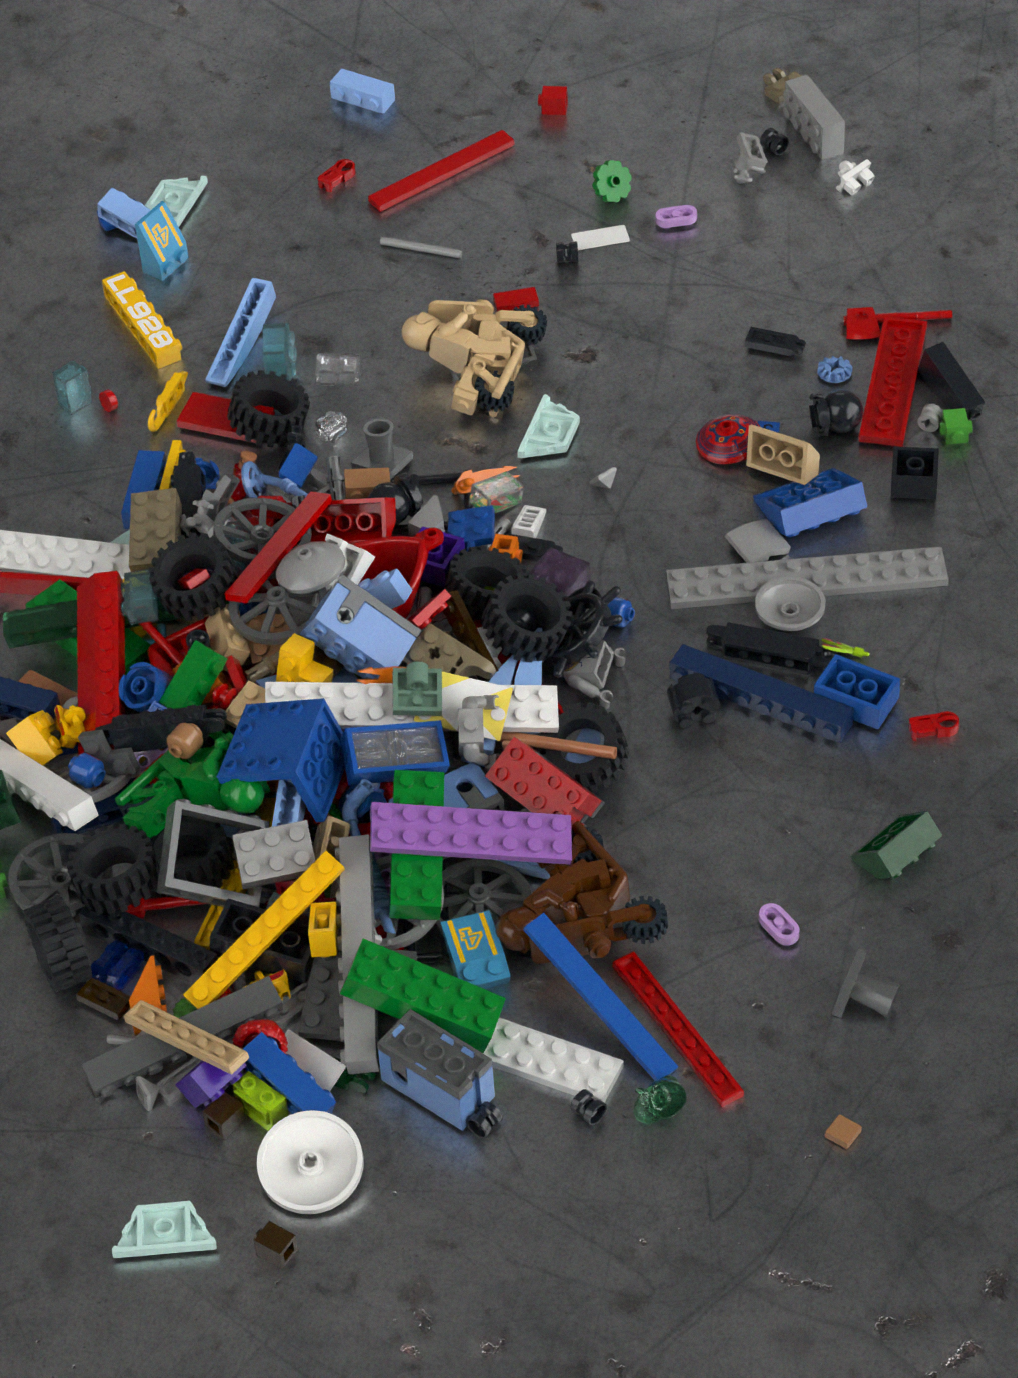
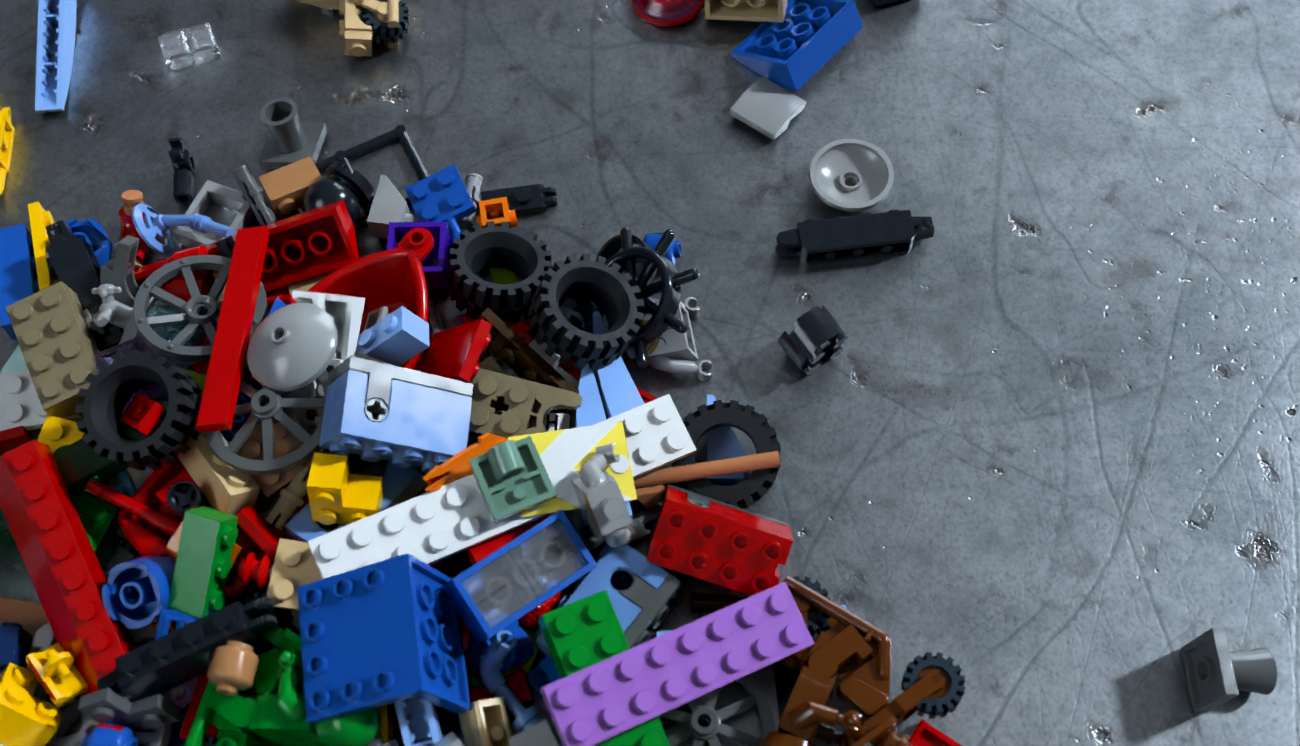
camera: 25 degrees left, 15 degrees up
(140, 598) = (79, 466): clear light blue brick -> none
(209, 415) = (80, 151): red piece -> none
(271, 392) = (128, 103): black tyre -> none
(278, 350) = (111, 51): clear light blue brick -> none
(298, 465) = (199, 190): blue slope -> none
(331, 426) = (213, 122): clear head -> none
(467, 478) = (421, 135): orange piece -> none
(500, 491) = (448, 144): clear brick -> none
(529, 526) = (504, 182): white slope -> none
(549, 430) = (468, 46): light aqua wing -> none
(563, 570) = (573, 227): clear purple brick -> none
(604, 479) = (558, 85): light grey slope -> none
(766, 694) = (880, 299): dark blue brick -> none
(782, 928) = (1069, 607): lavender plate -> none
(831, 574) = (870, 117): light grey plate -> none
(840, 647) = (931, 209): lime piece -> none
(860, 687) = (985, 260): blue brick -> none
(898, 845) = (1137, 445): dark green slope -> none
(929, 725) = (1078, 272): red piece -> none

